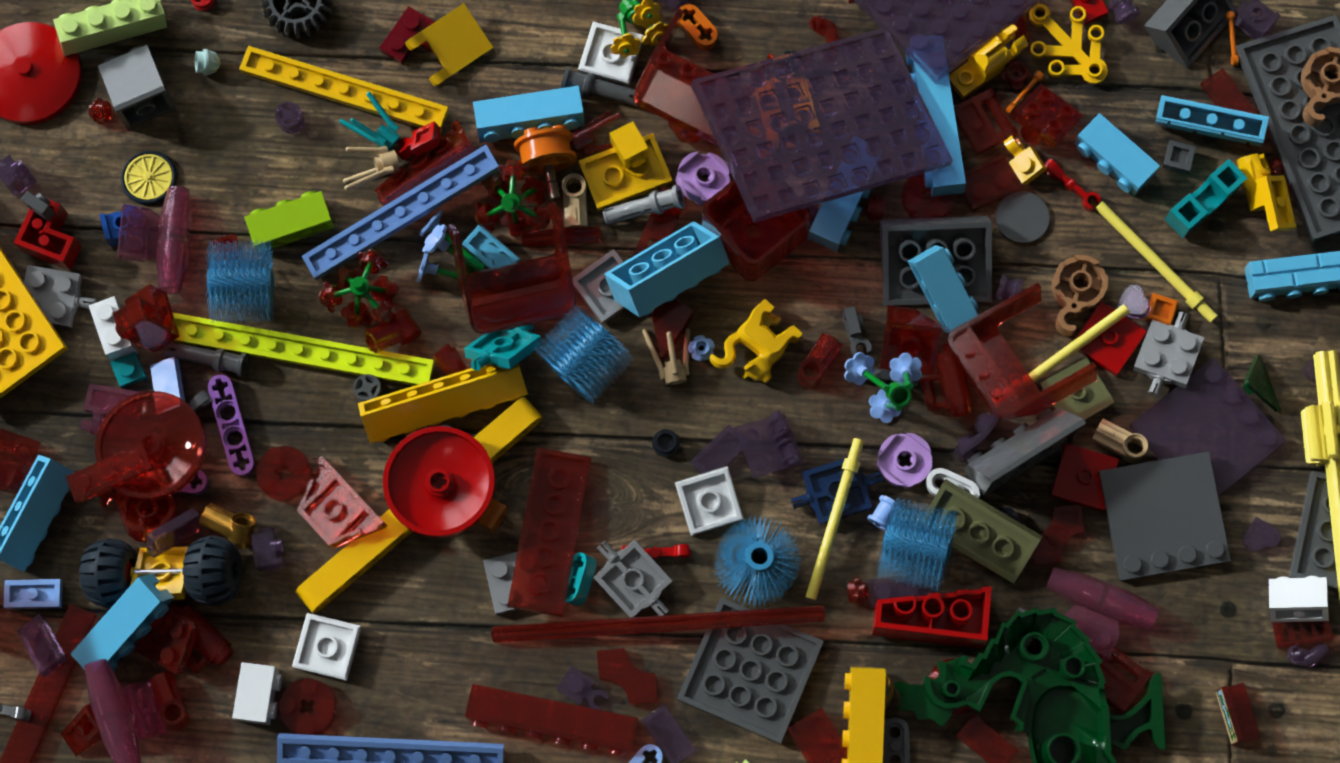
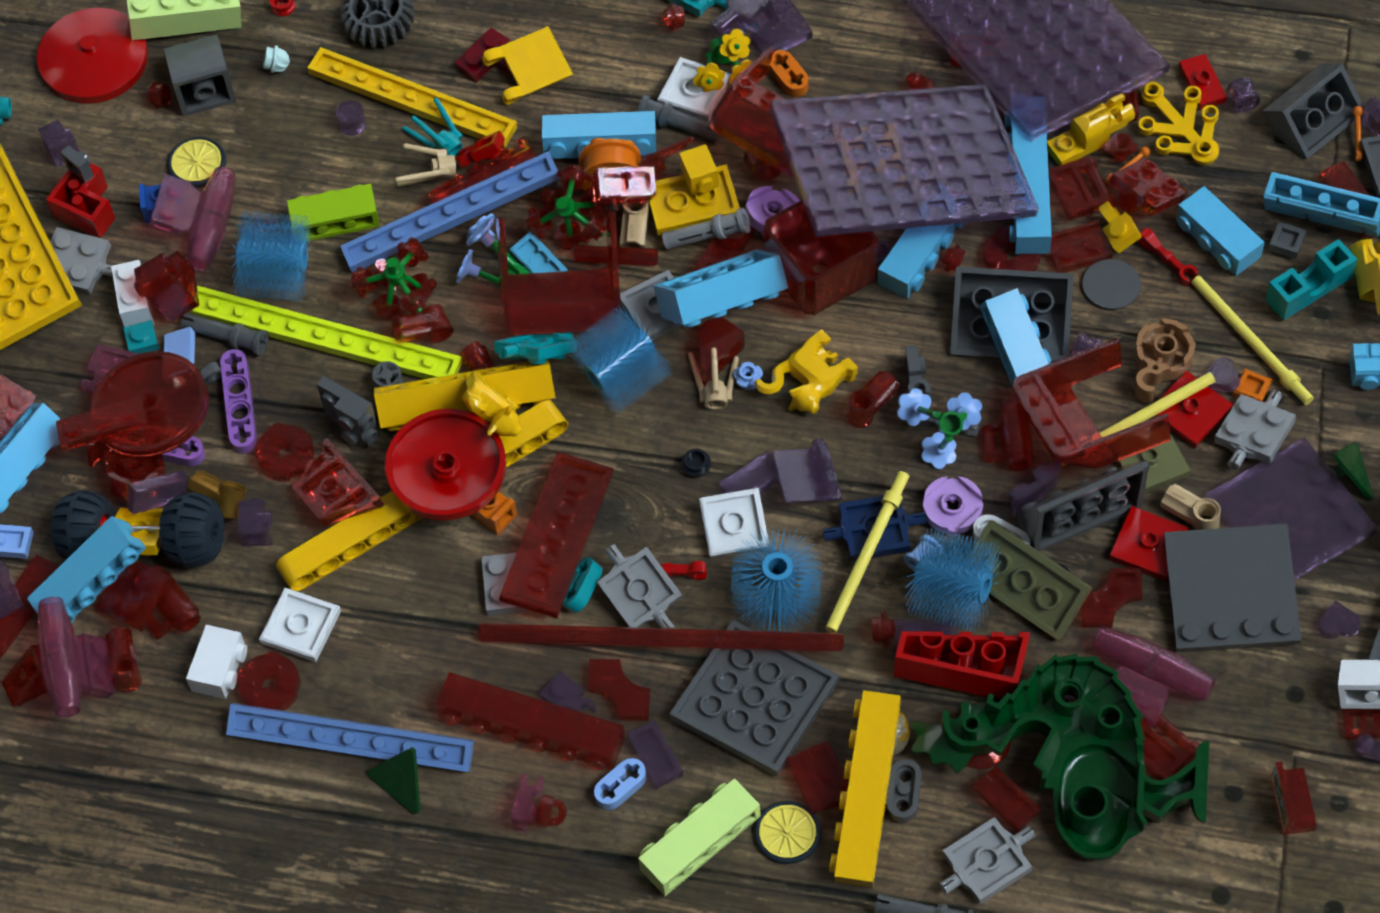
camera: 10 degrees right, 15 degrees down
(344, 438) = (350, 411): none -> dark grey plate
(472, 419) = (491, 406): none -> yellow animal
(562, 176) = (623, 185): none -> brick
(912, 333) = (979, 378): clear red slope -> none

